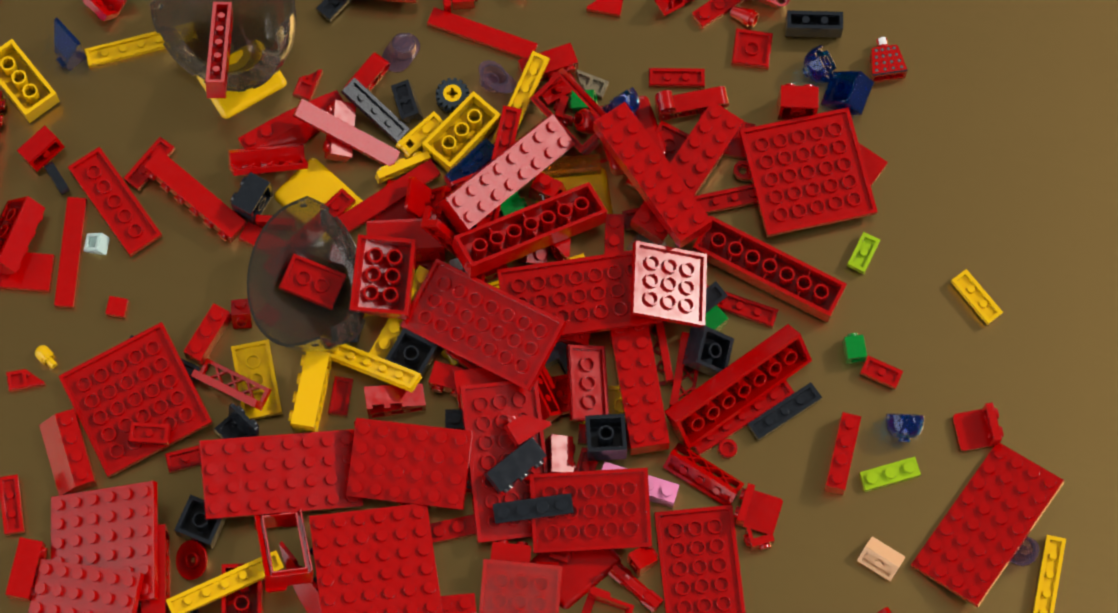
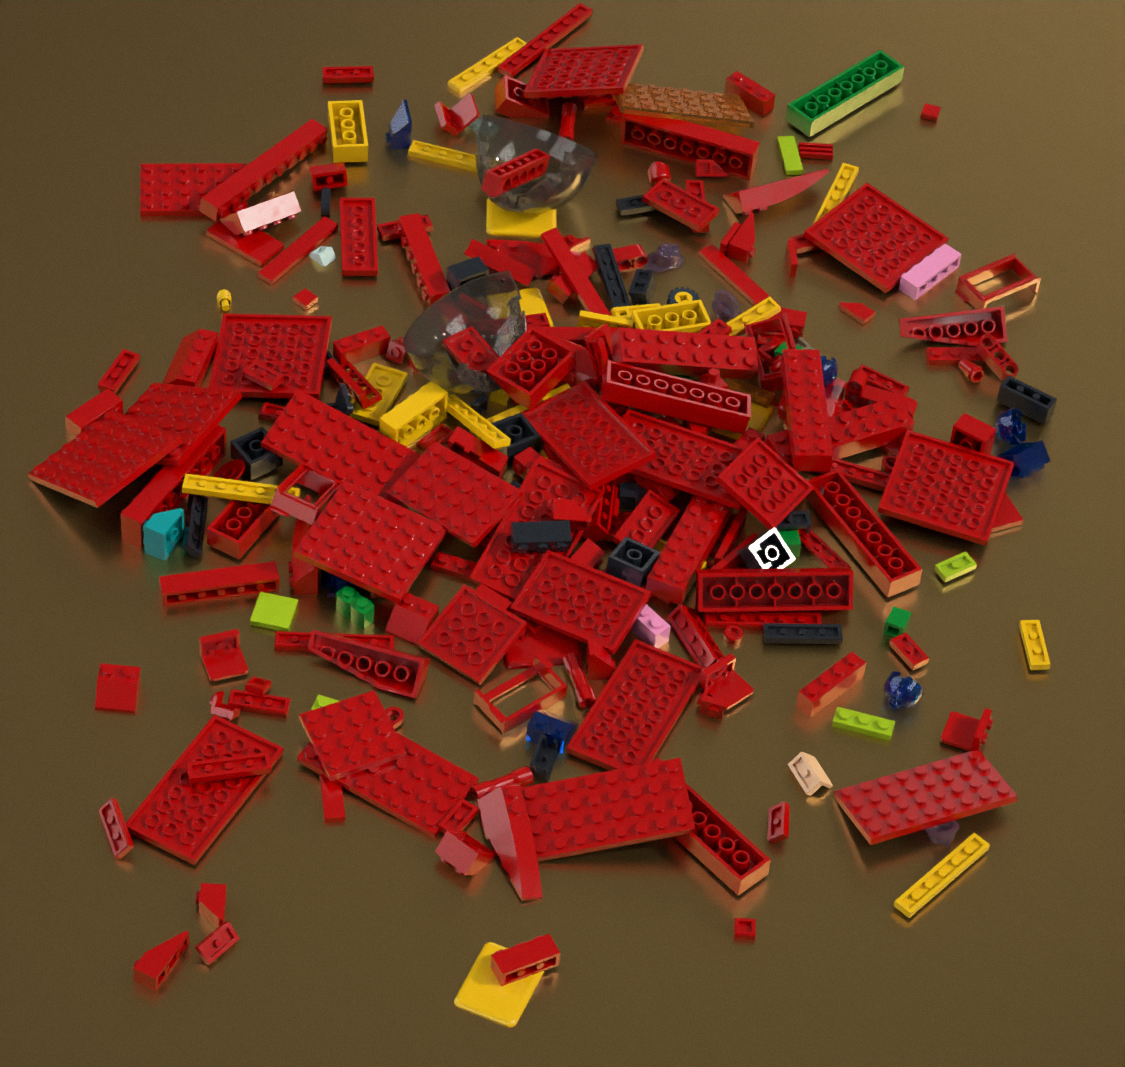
camera: 30 degrees right, 25 degrees down
(22, 380) = (194, 306): red tile -> none
(533, 508) = (533, 573): black plate -> none
(752, 49) = (961, 395): red tile -> none
(886, 62) = (1071, 456): red torso -> none

